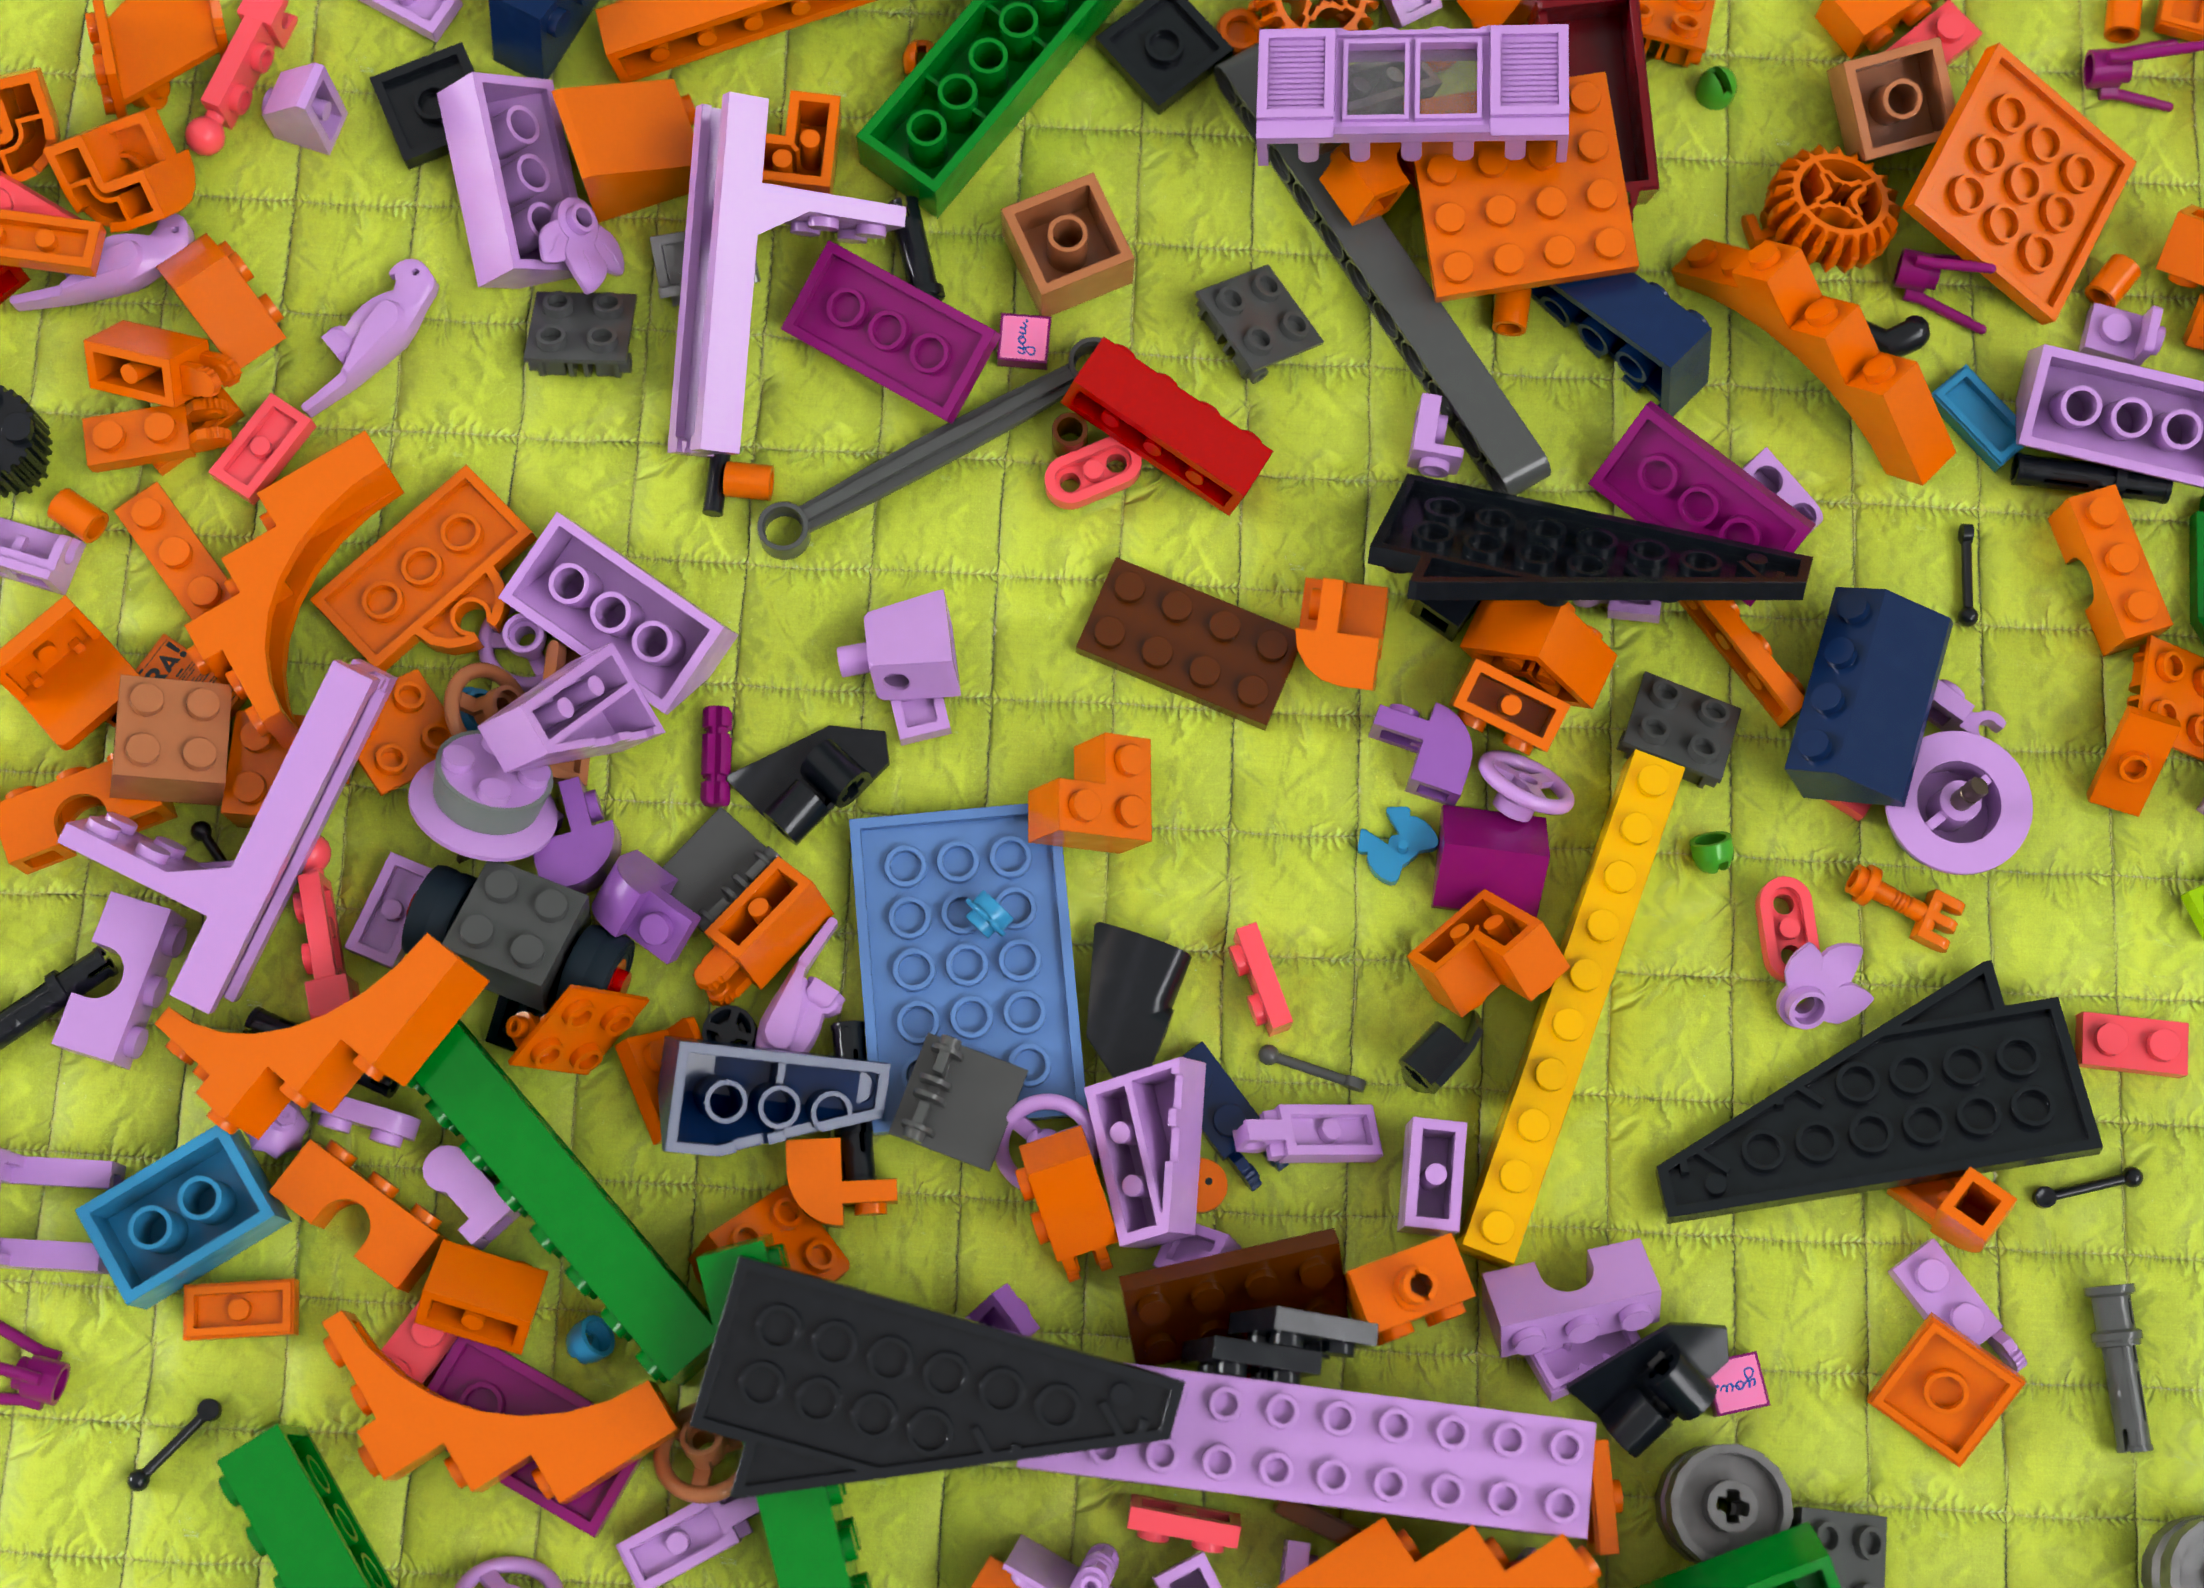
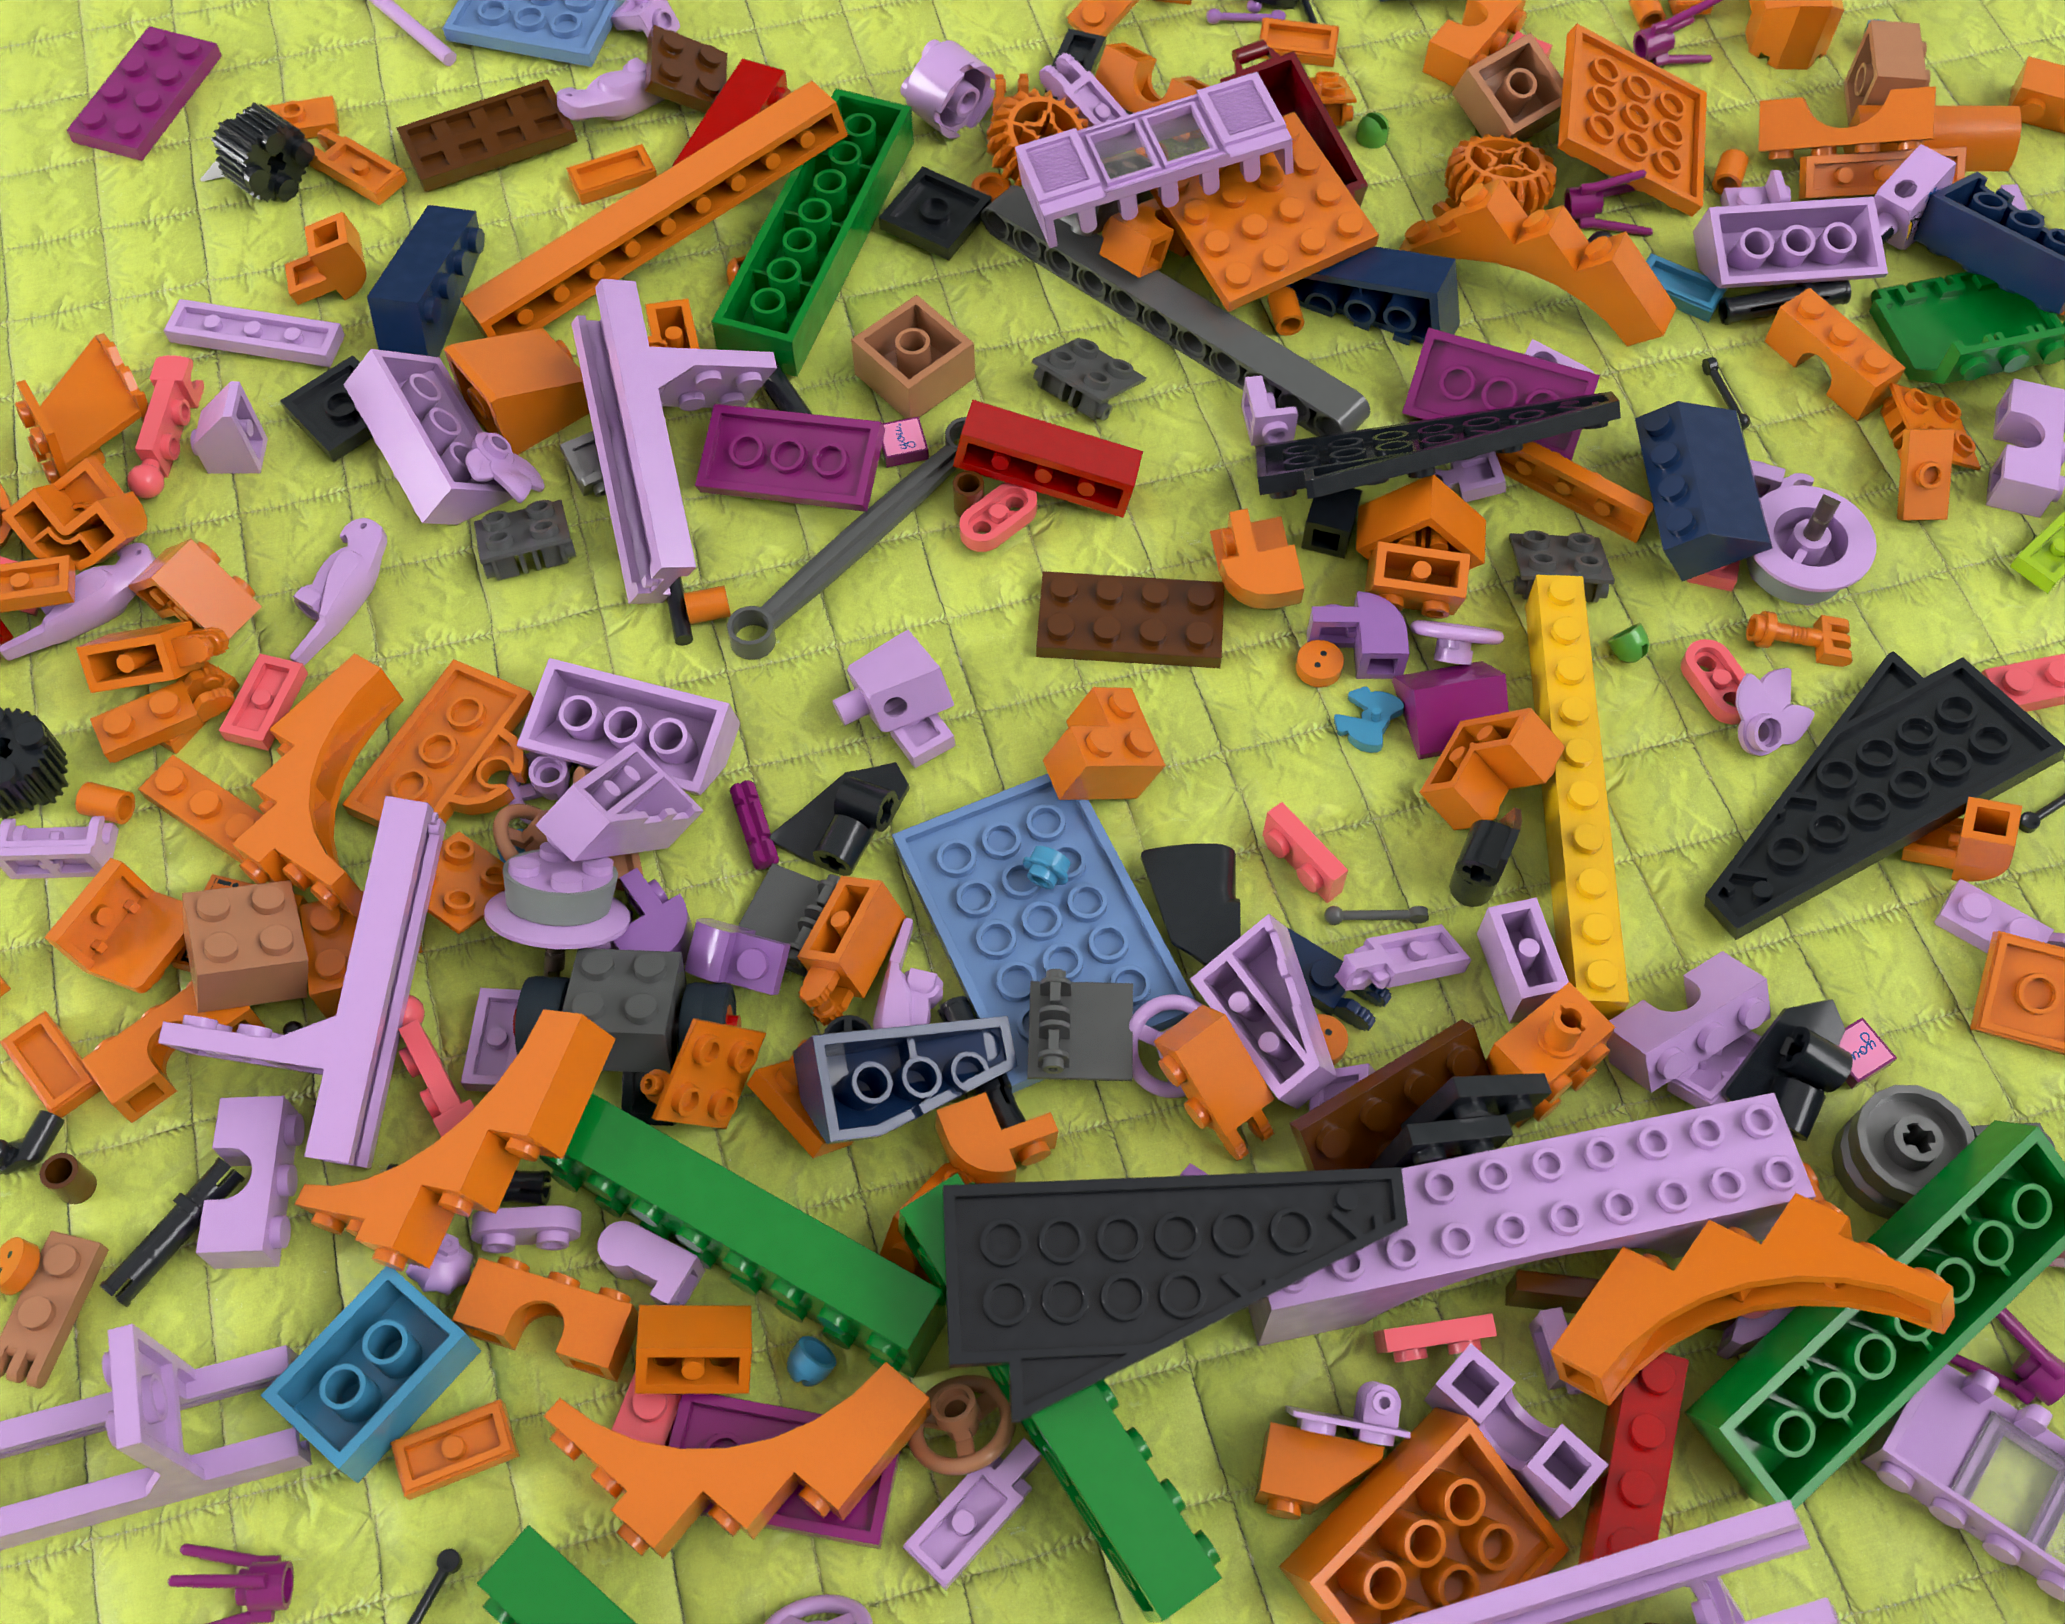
camera: 15 degrees left, 15 degrees down
(1370, 763) = (1319, 663): none -> orange tile

